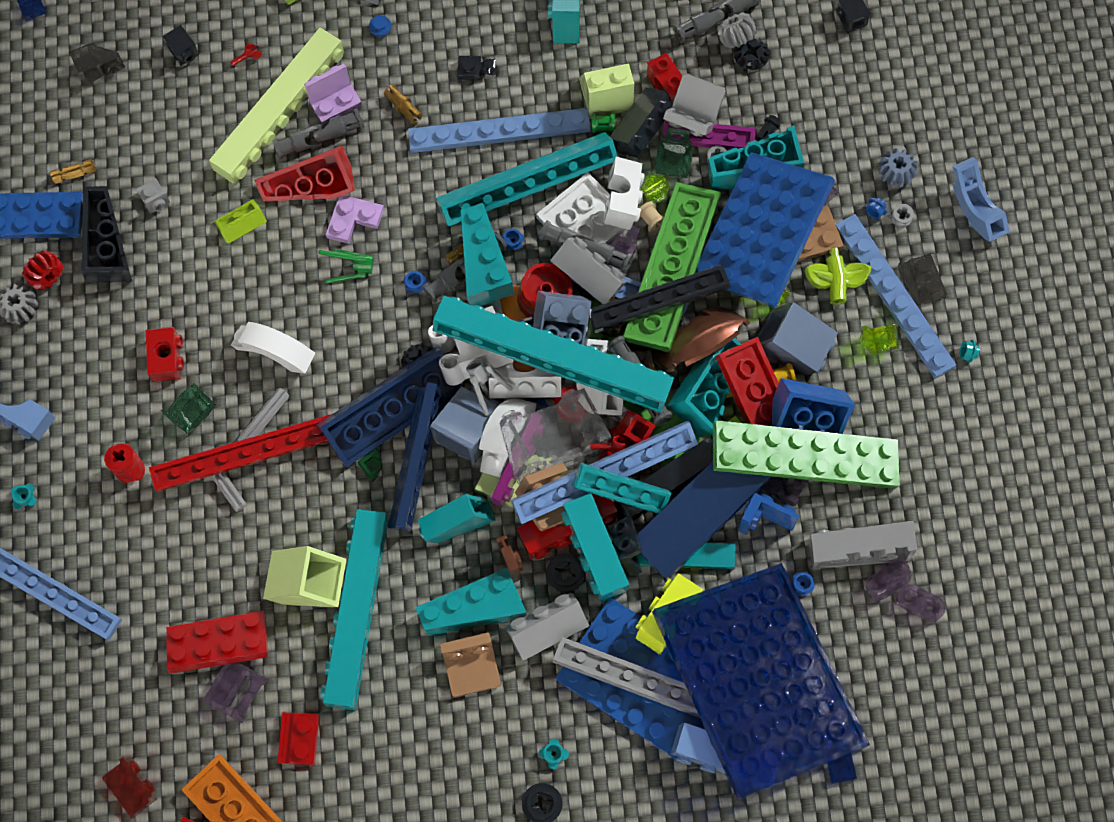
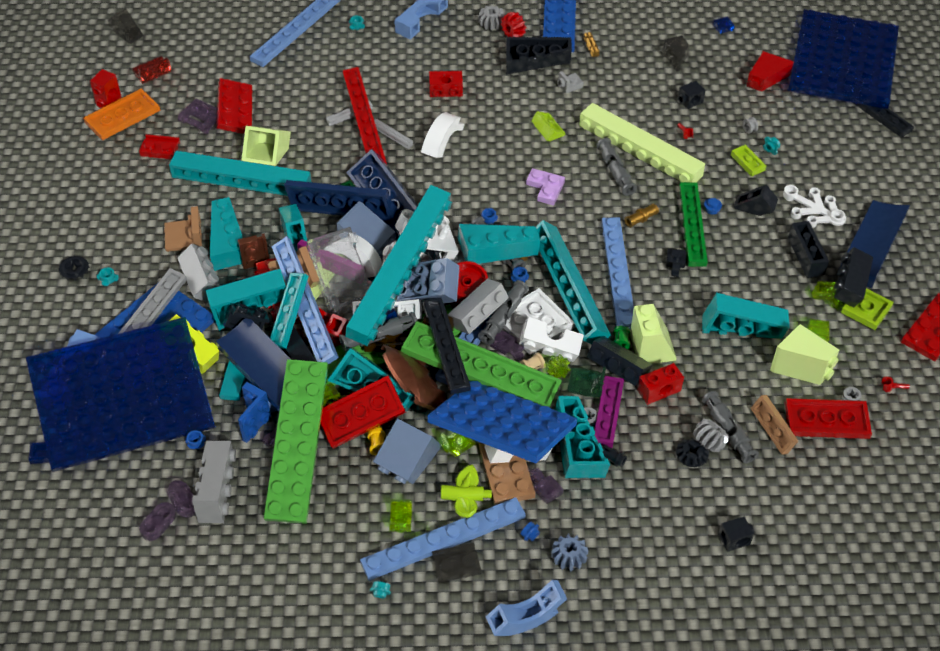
camera: 90 degrees right, 20 degrees down
(124, 463) = (366, 60): red piece -> none
(189, 409) = (401, 95): clear green piece -> none
(317, 177) = (578, 161): red wedge -> none
(332, 93) = (649, 174): lavender bracket -> none
(361, 262) = (505, 187): green plant -> none
(413, 47) = (693, 224): none -> green plate
(479, 375) = (395, 229): light grey plant -> none
(615, 446) = (327, 308): red hand -> none
(695, 105) = (626, 393): light grey bracket -> none
(810, 407) = (338, 450): blue slope -> none
(896, 213) = (519, 548): light grey bush -> none

